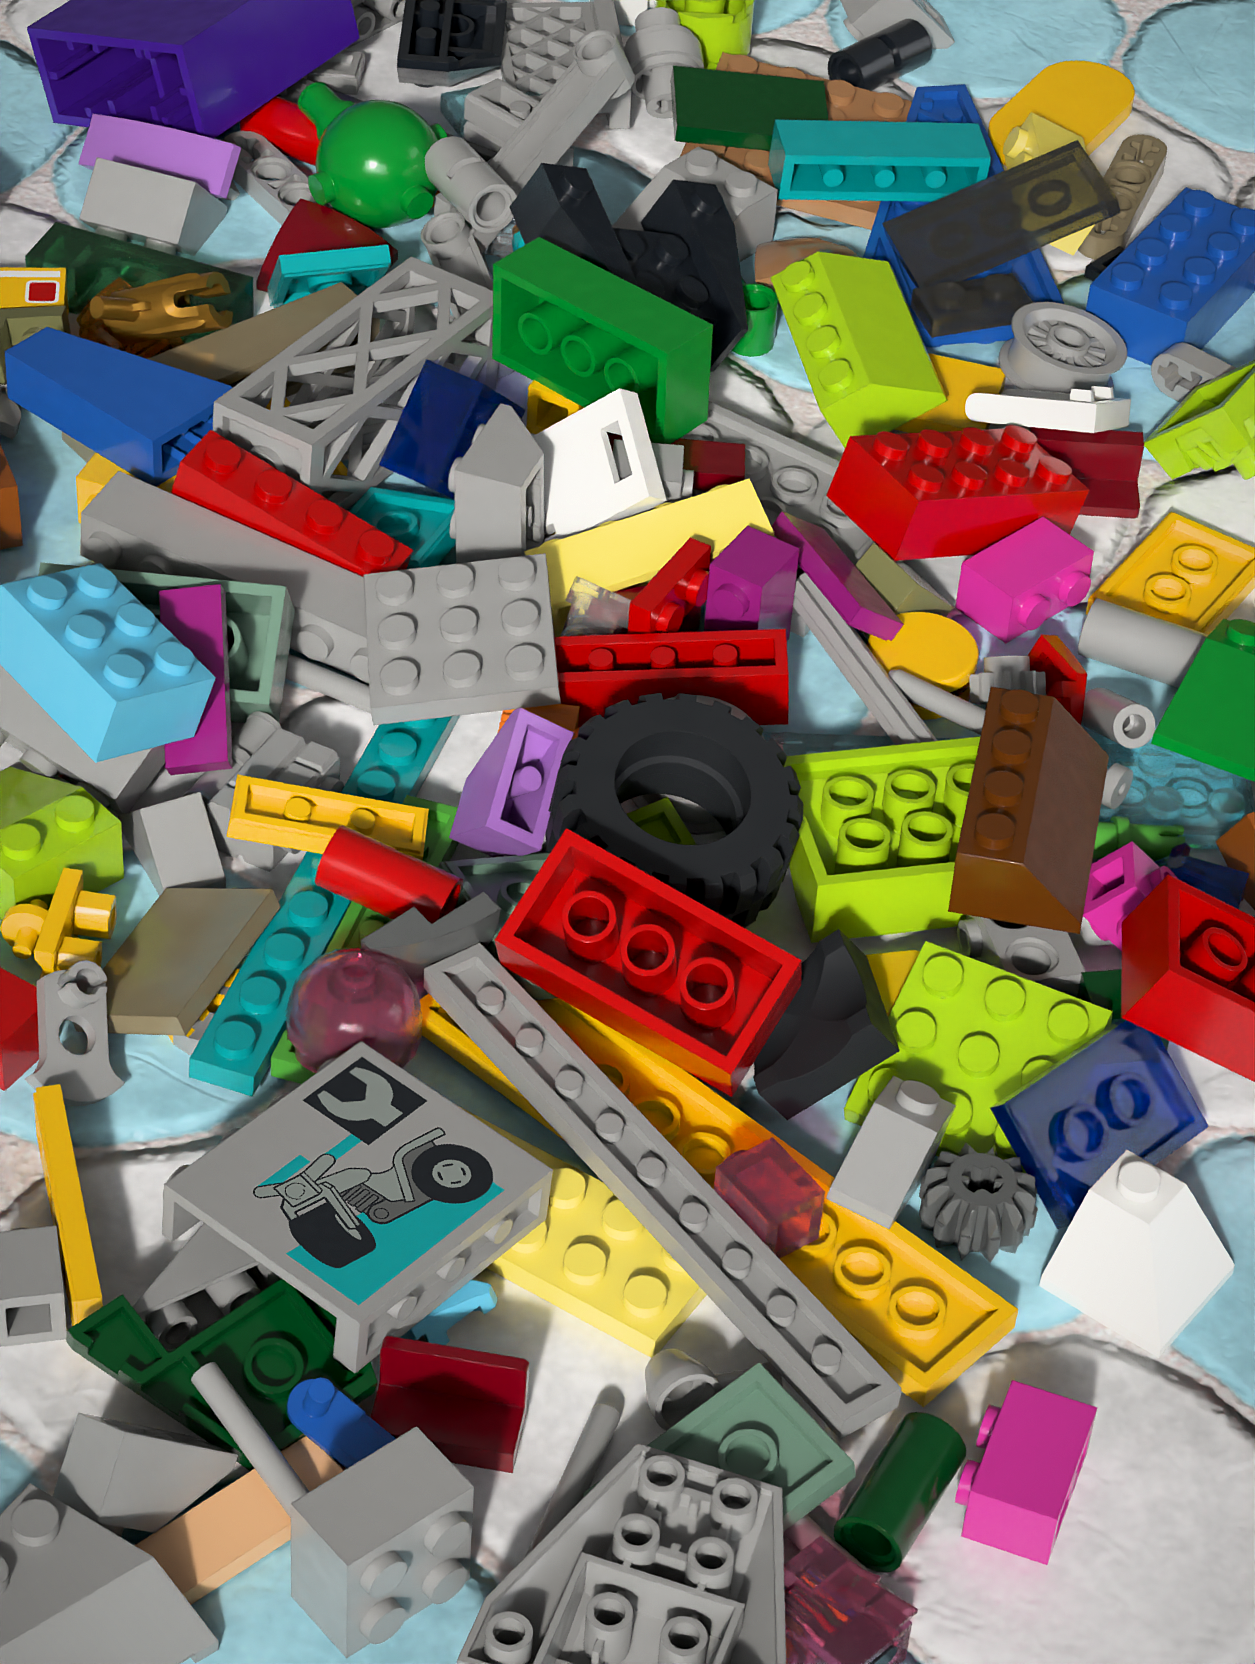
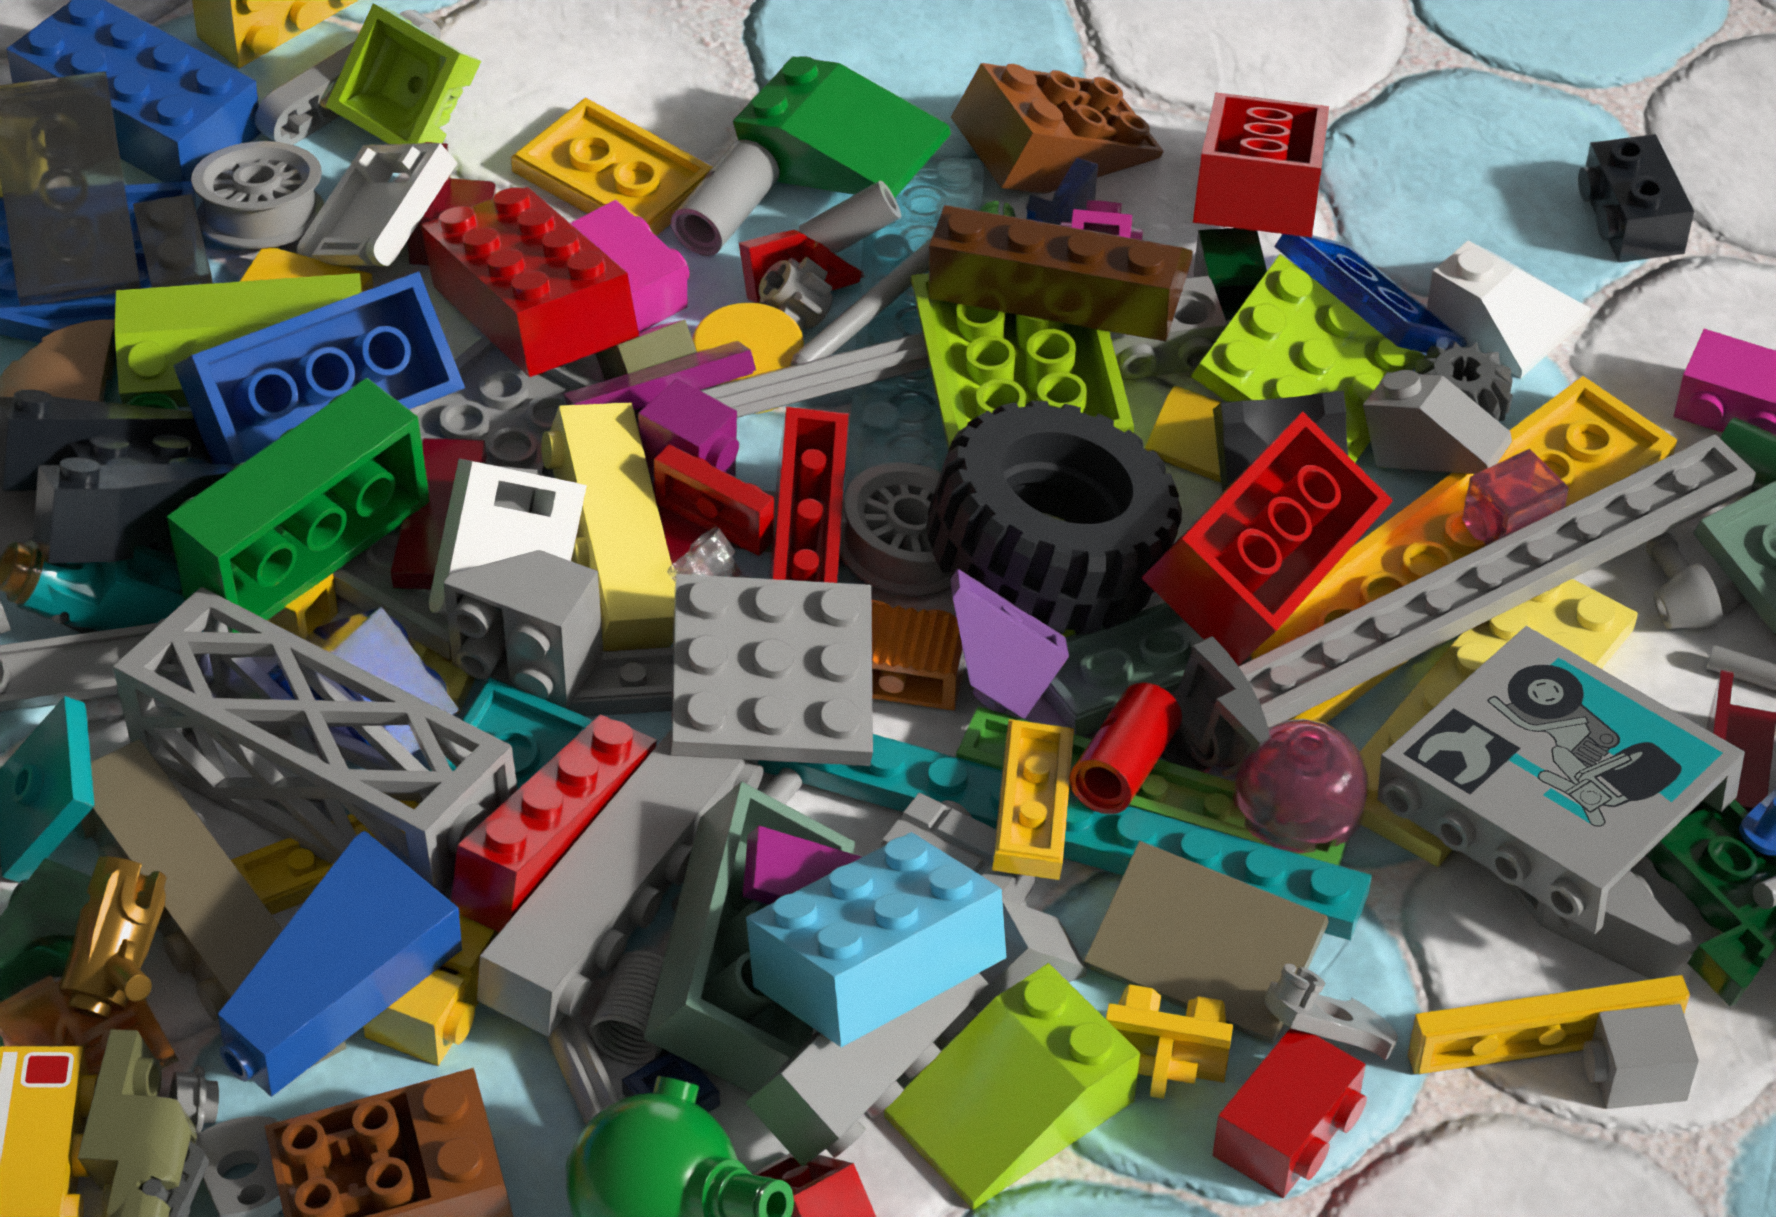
camera: 85 degrees left, 5 degrees up
(779, 352) = (285, 373): none -> blue brick

